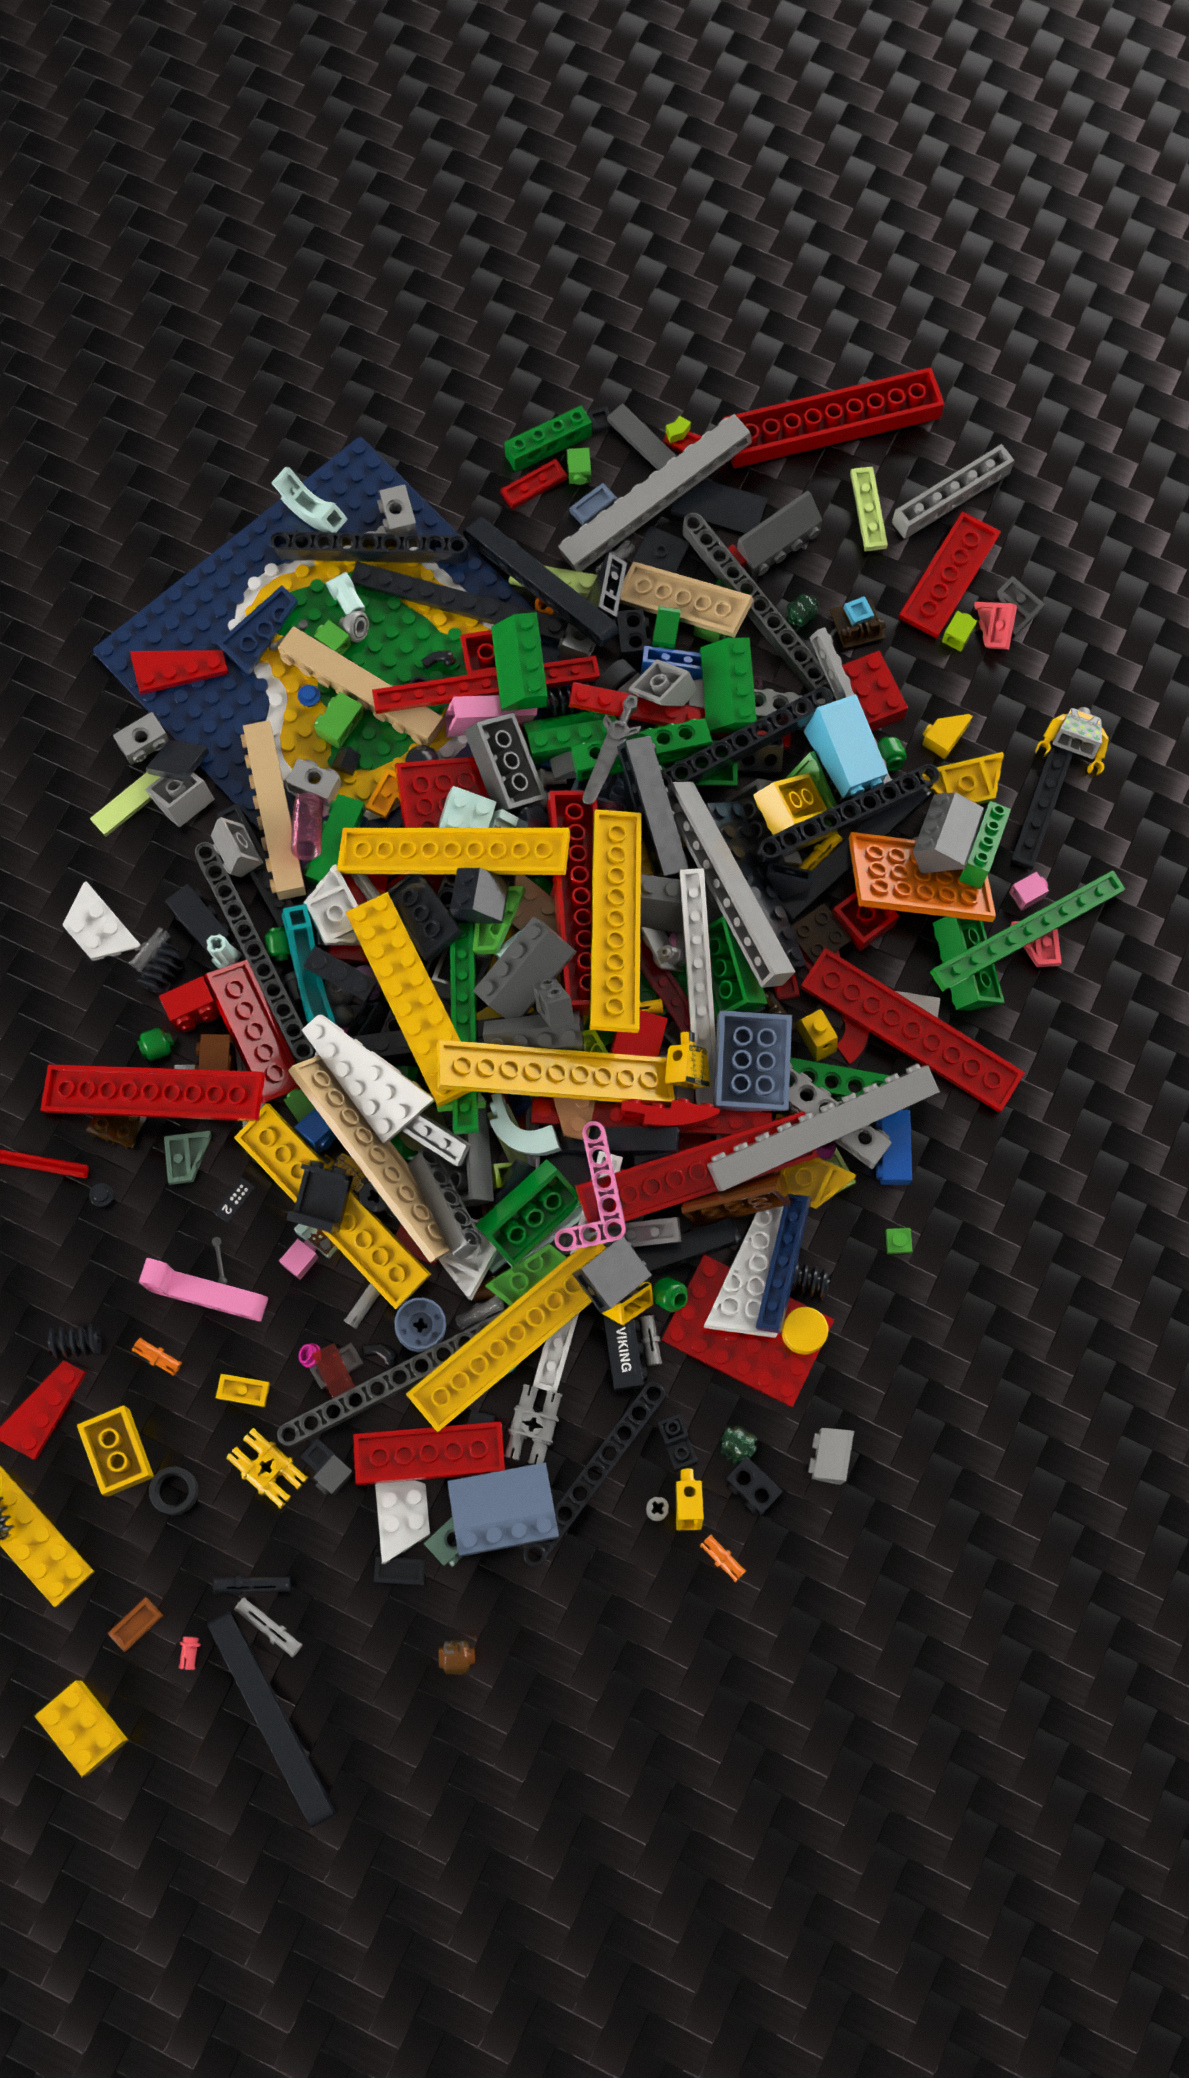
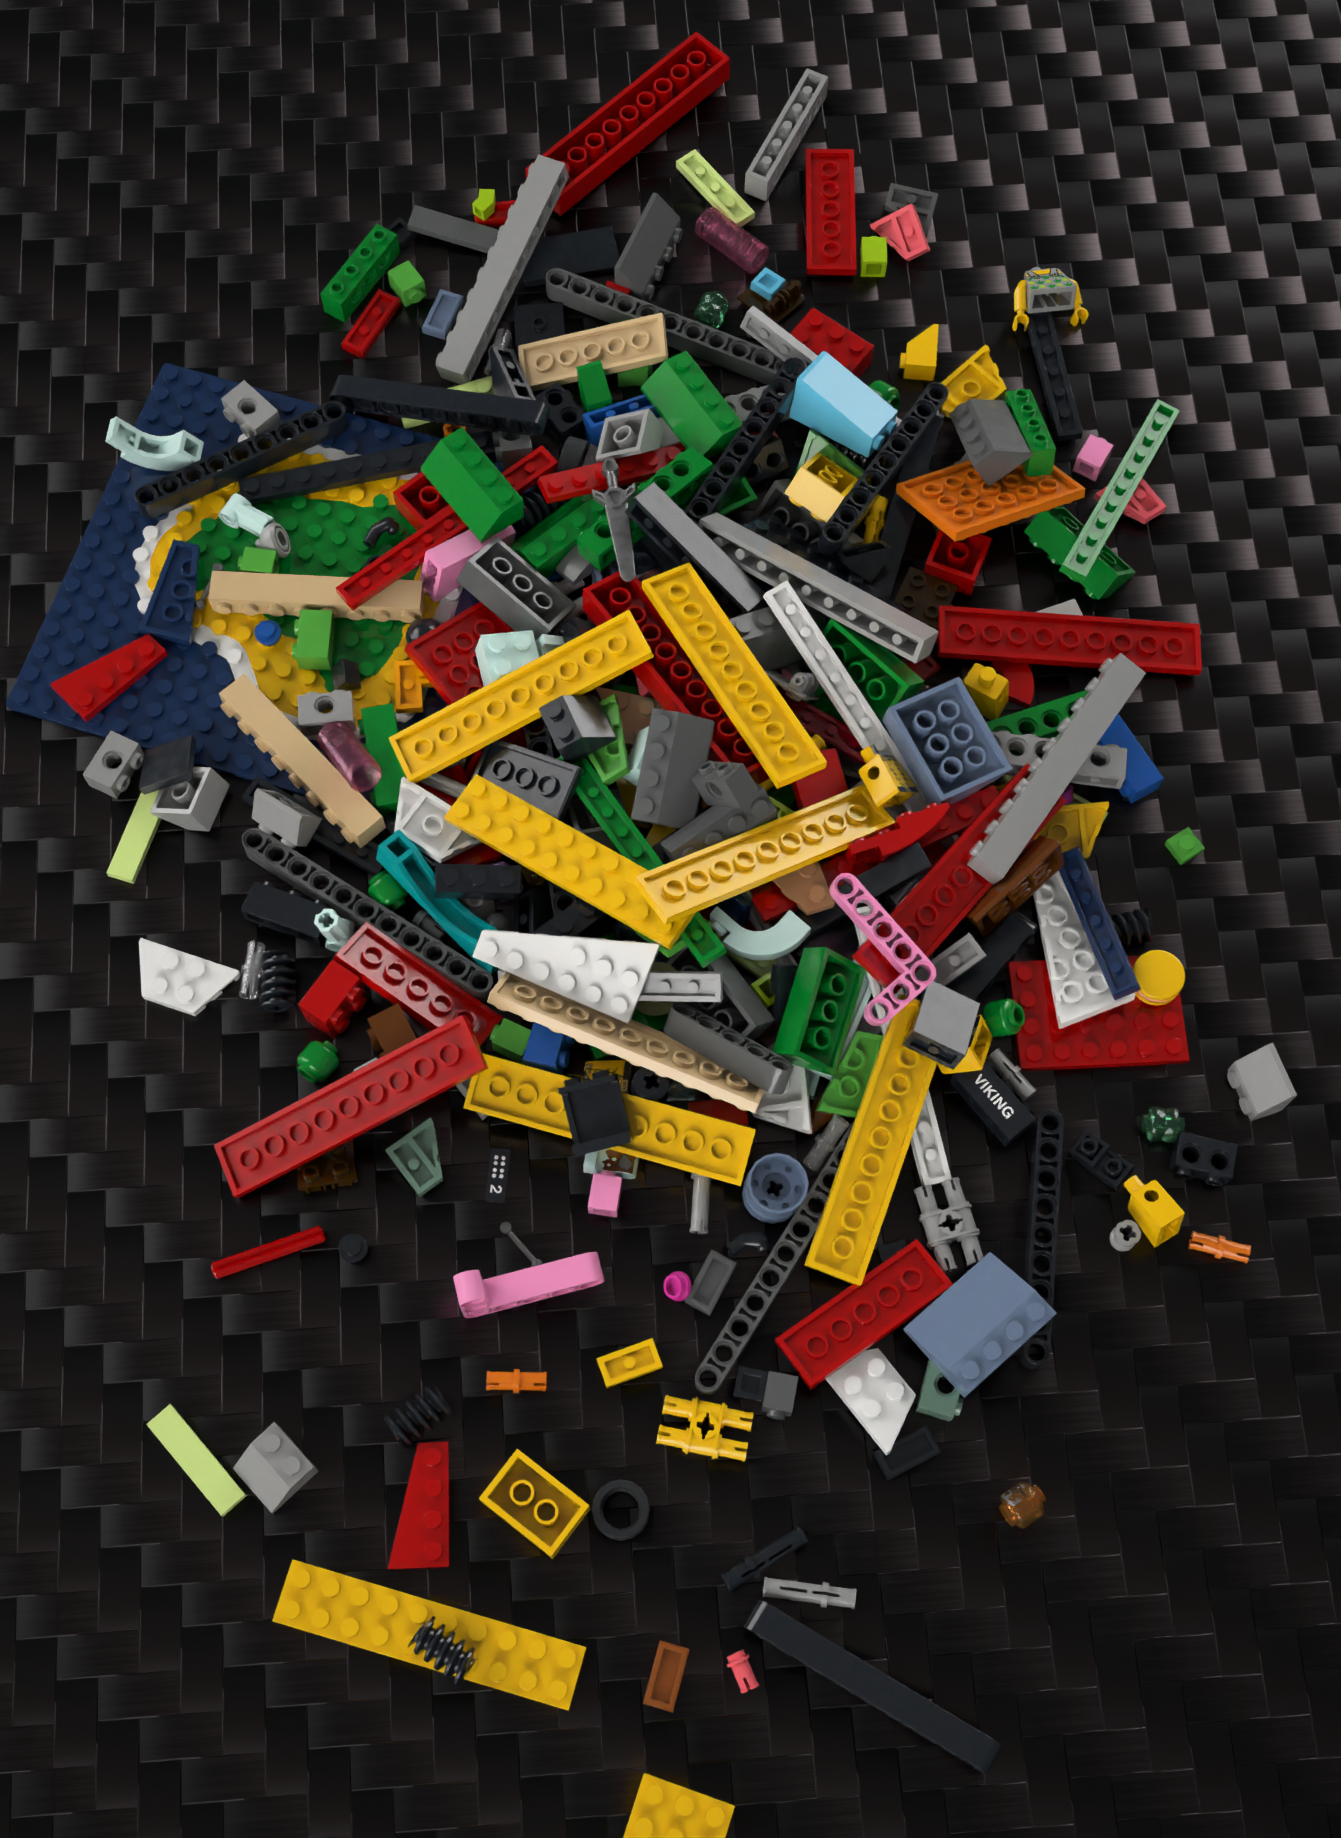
camera: 30 degrees left, 5 degrees down
(333, 1370) = (714, 1286): clear red plate -> none
(848, 541) = (707, 231): none -> clear pink piece

